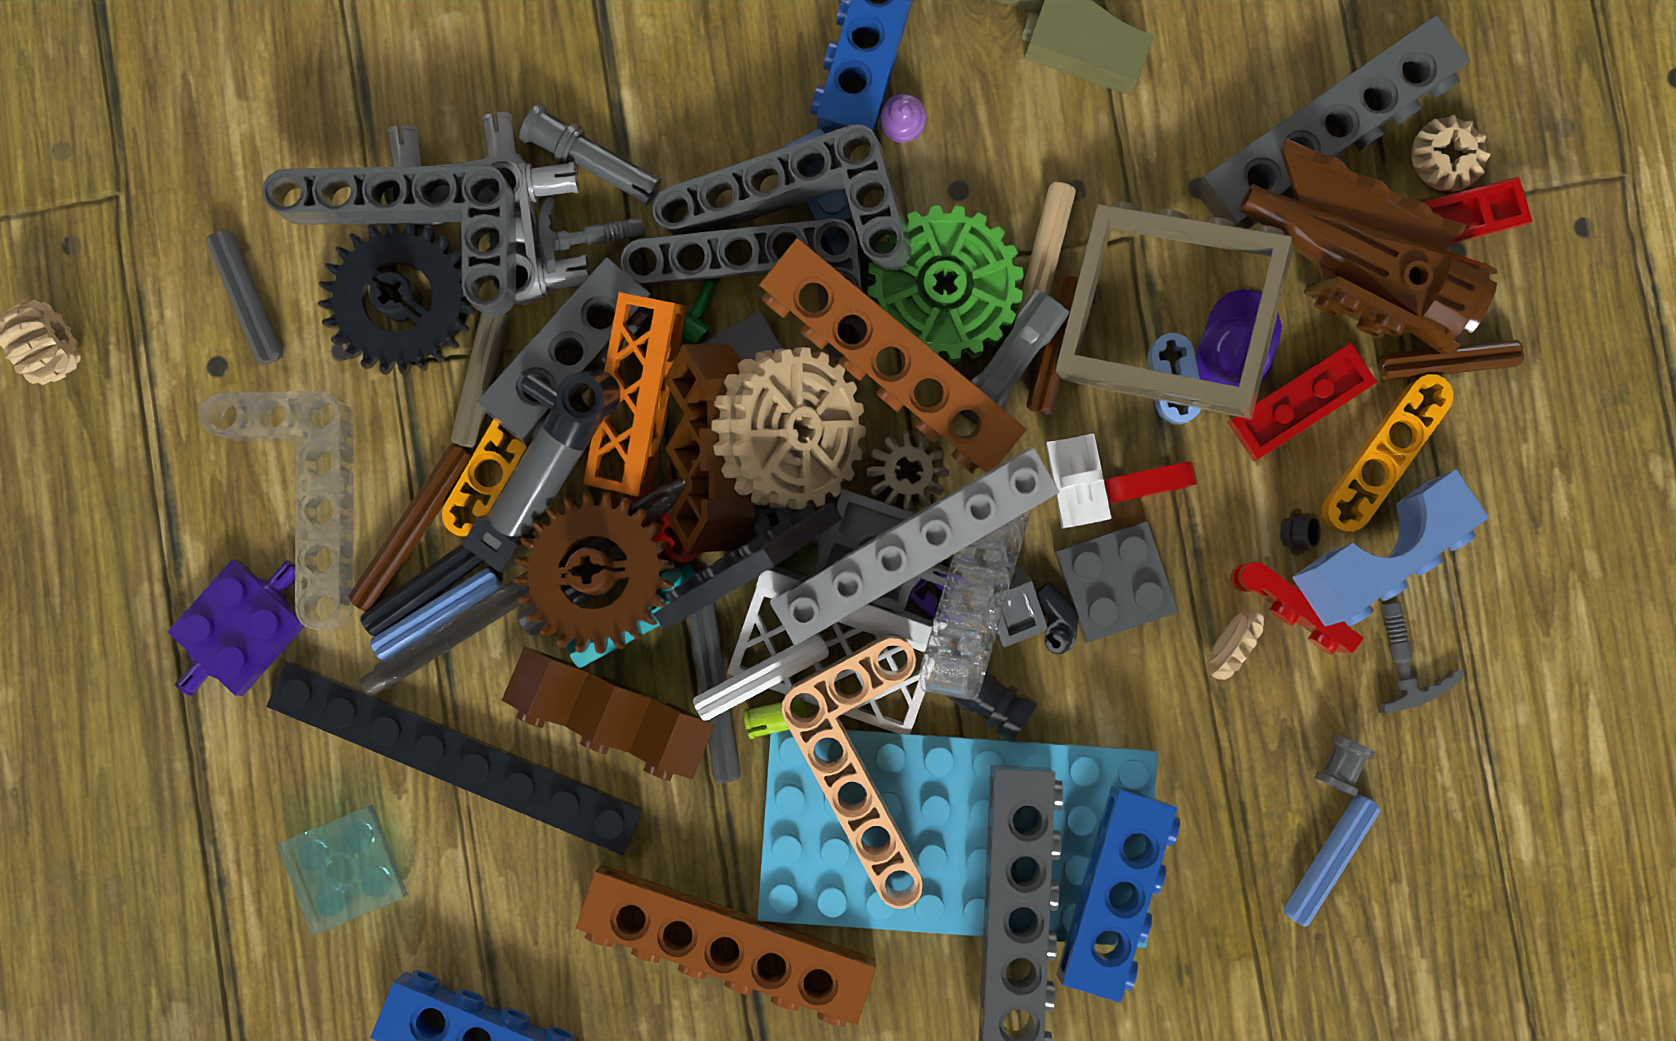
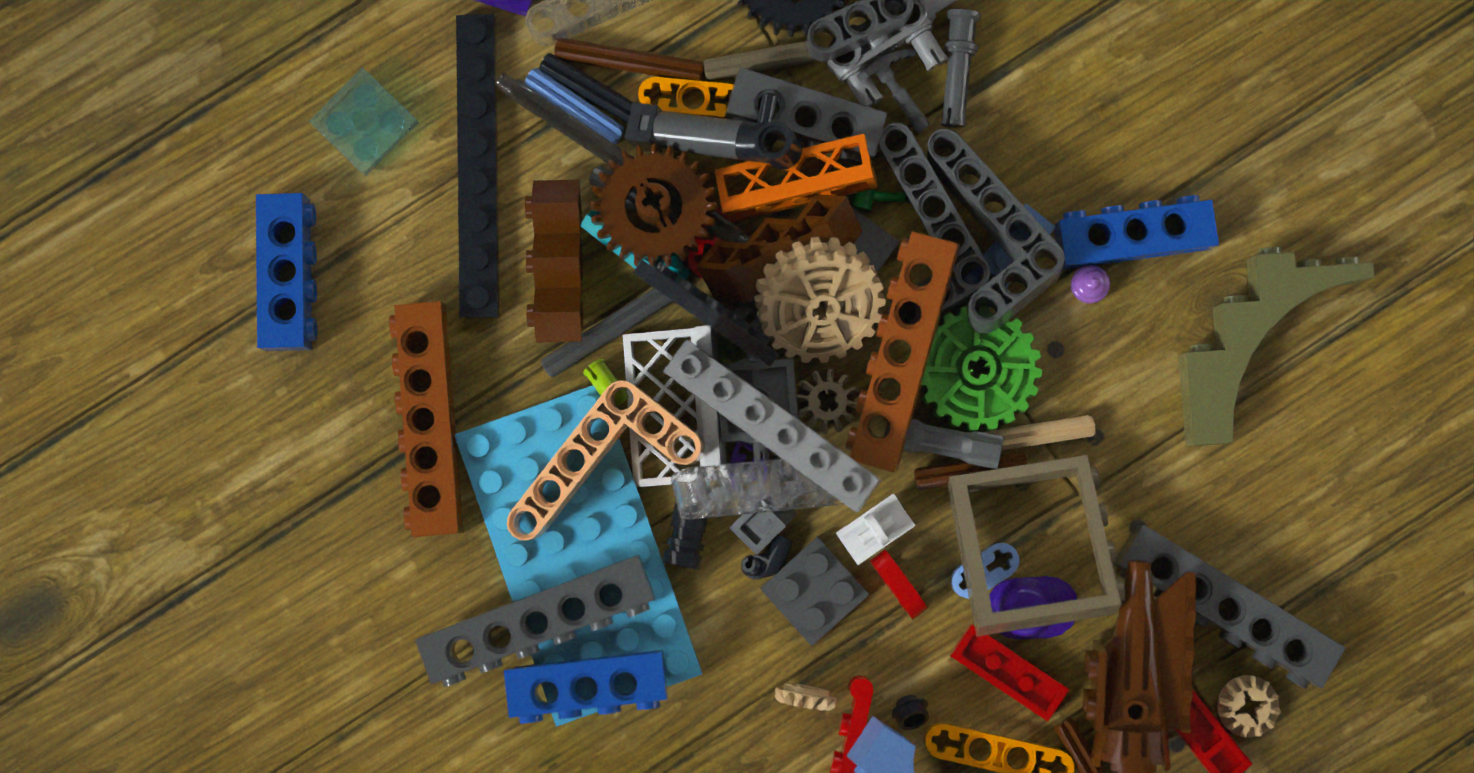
camera: 70 degrees right, 0 degrees up
(760, 677) = (630, 359): white axle -> none

